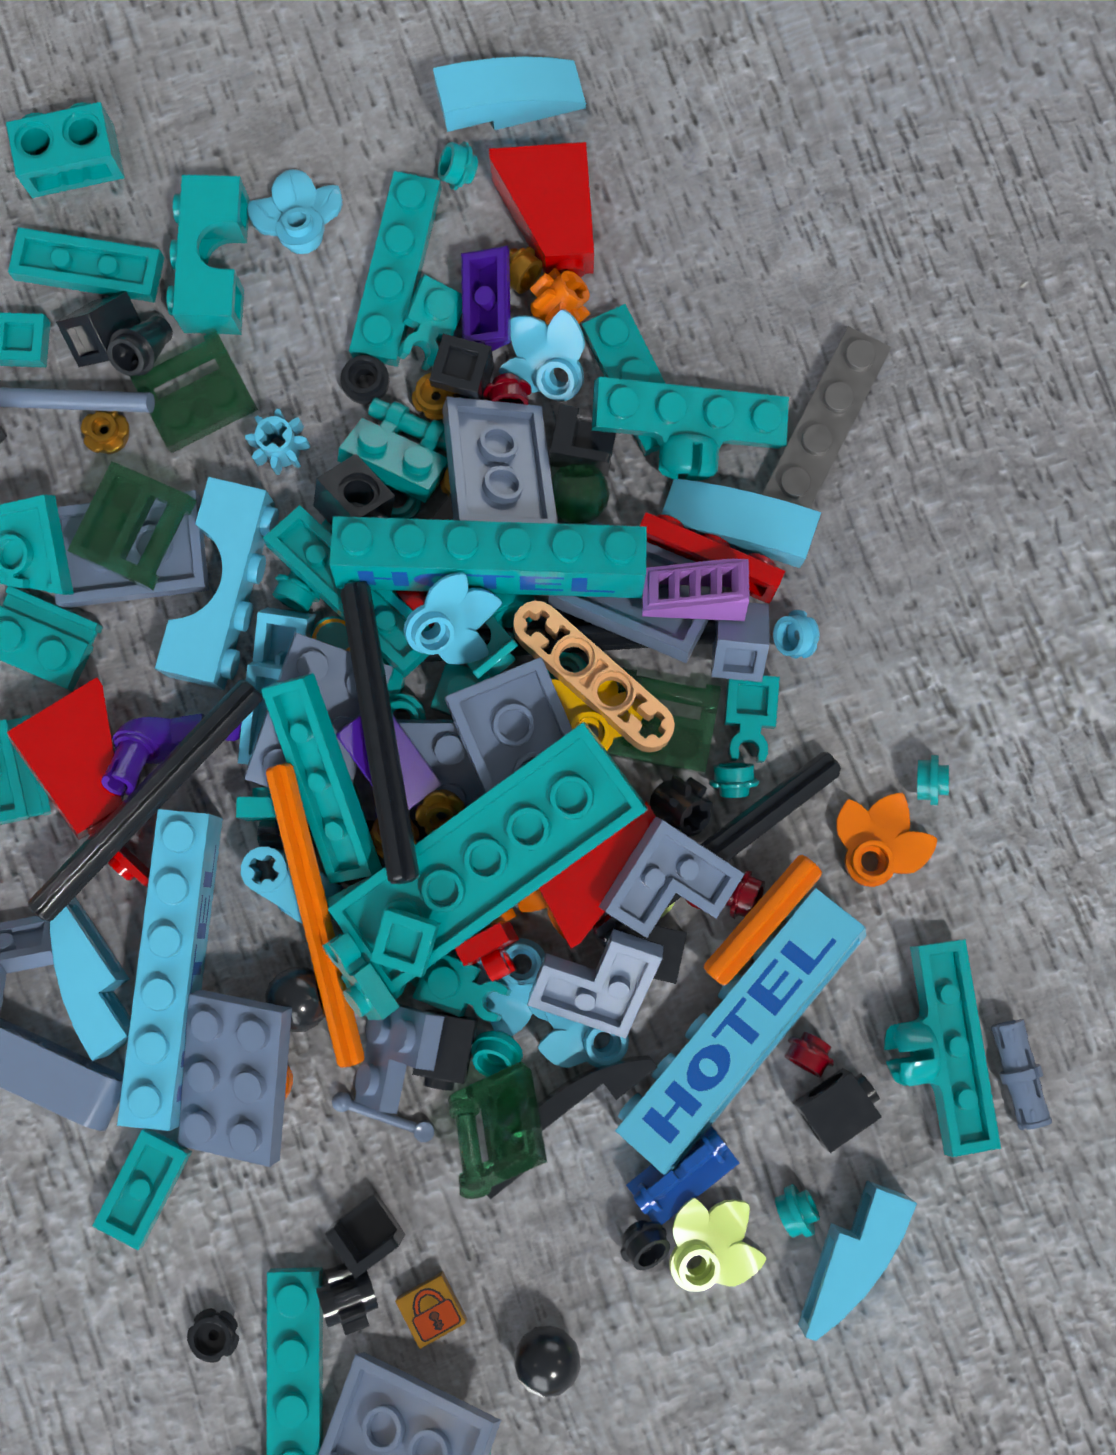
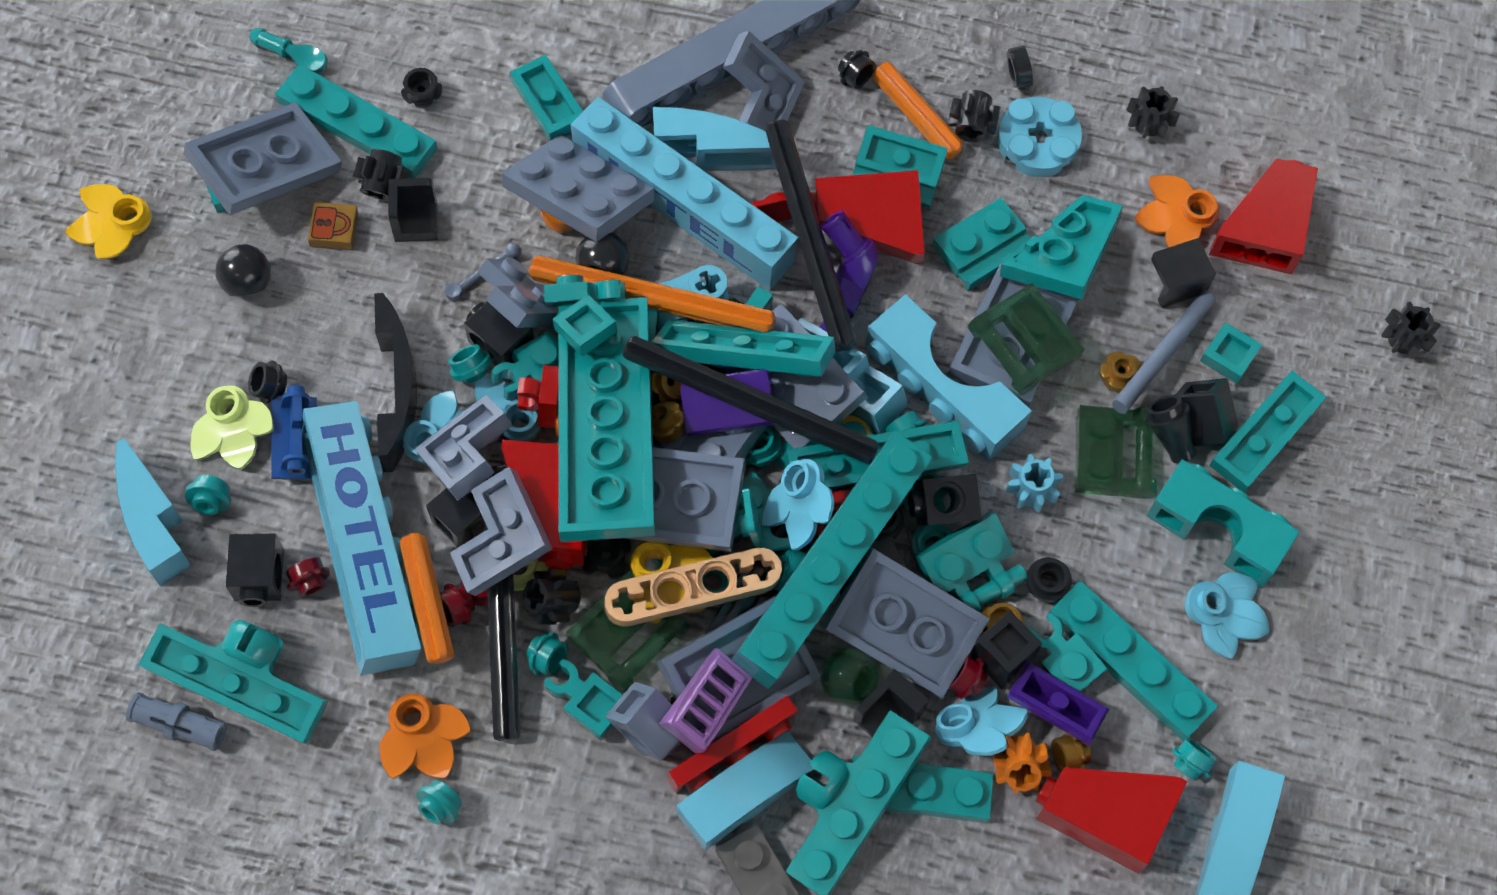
camera: 115 degrees right, 15 degrees down
(66, 161) = (1369, 464): teal brick -> none
(509, 1126) = (417, 325): clear green plate -> none
(796, 635) = (624, 775): medium azure plate -> none

